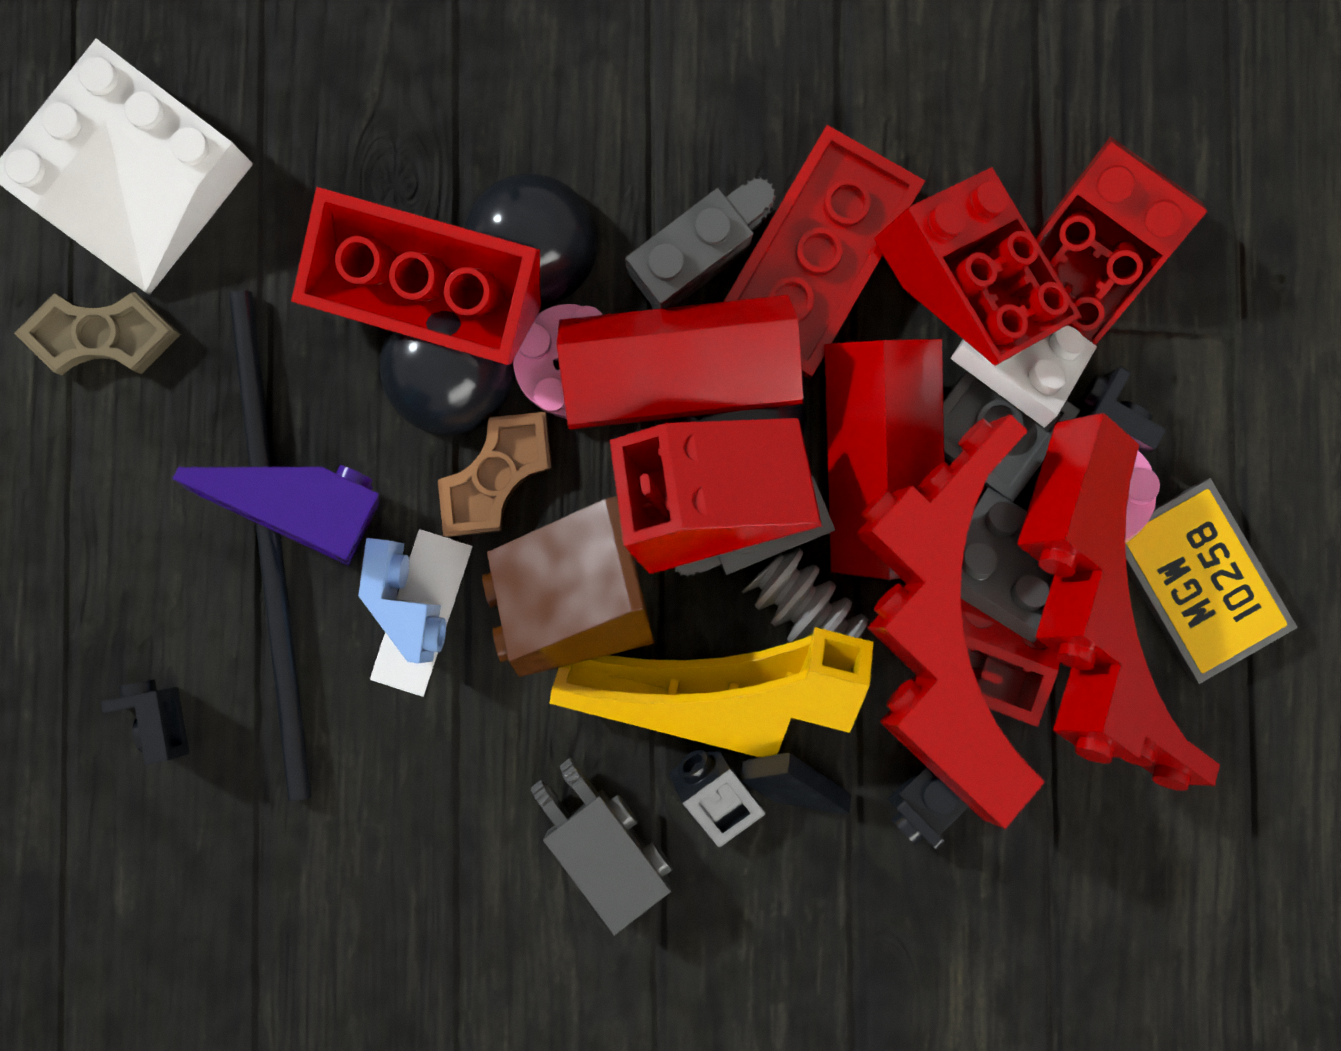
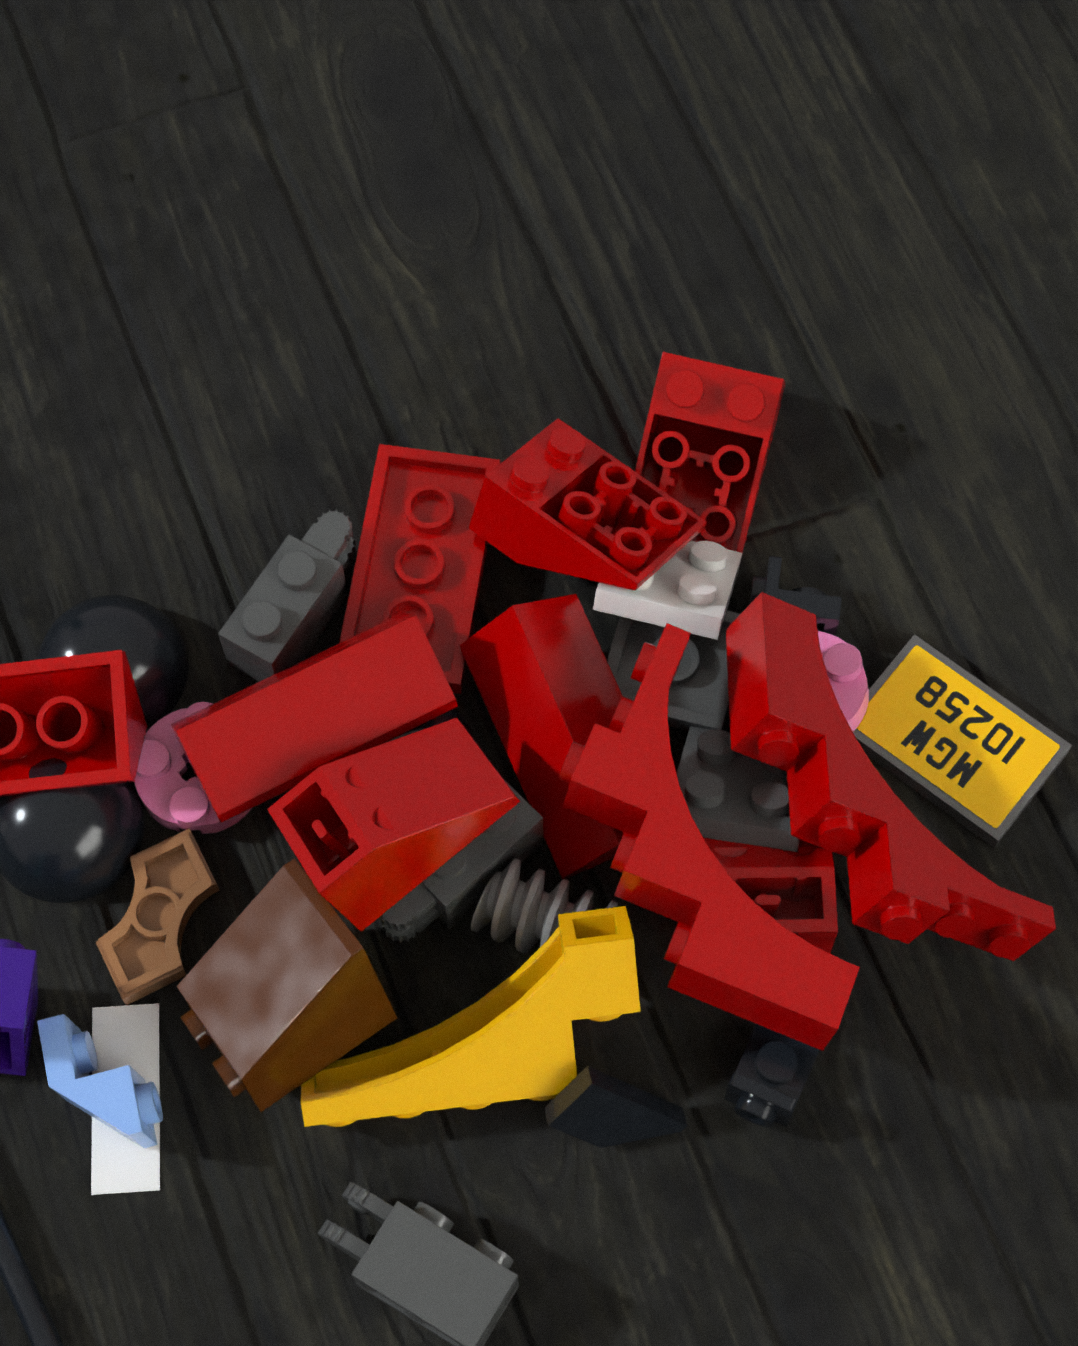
camera: 20 degrees left, 20 degrees down
(715, 794) = (530, 1159): bracket -> none

